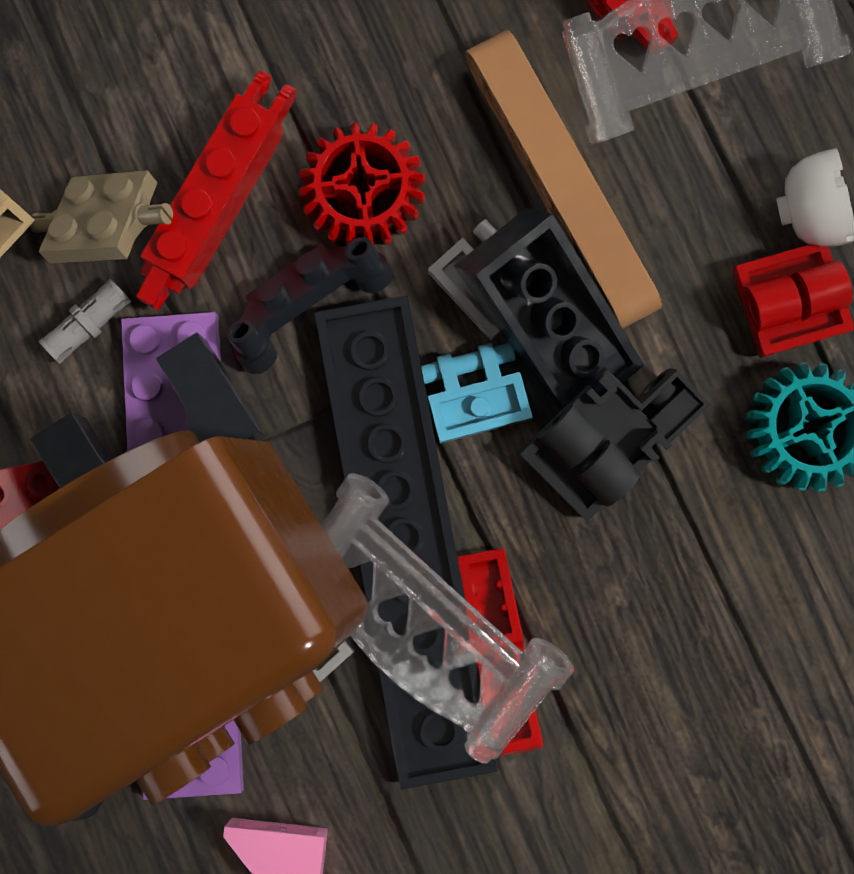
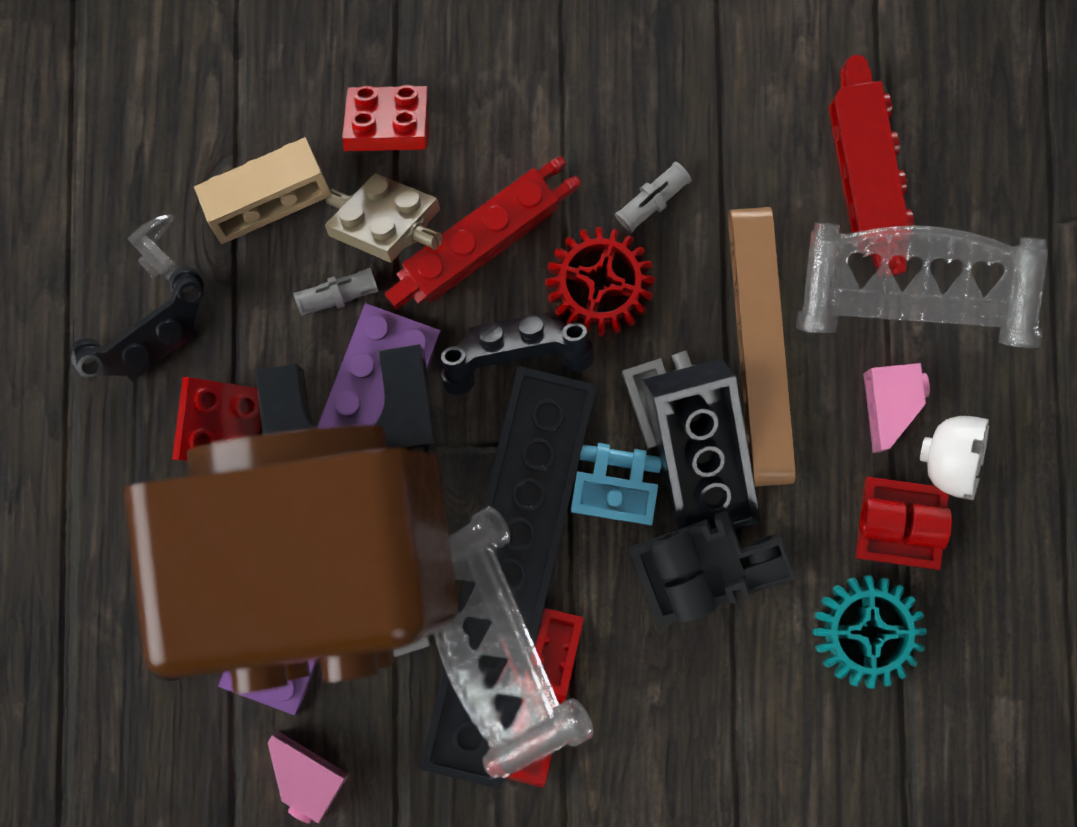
camera: 25 degrees right, 0 degrees up
(56, 113) = (386, 118): none -> red plate
(378, 74) = (672, 179): none -> light grey pin
(726, 176) = (893, 401): none -> bright pink slope

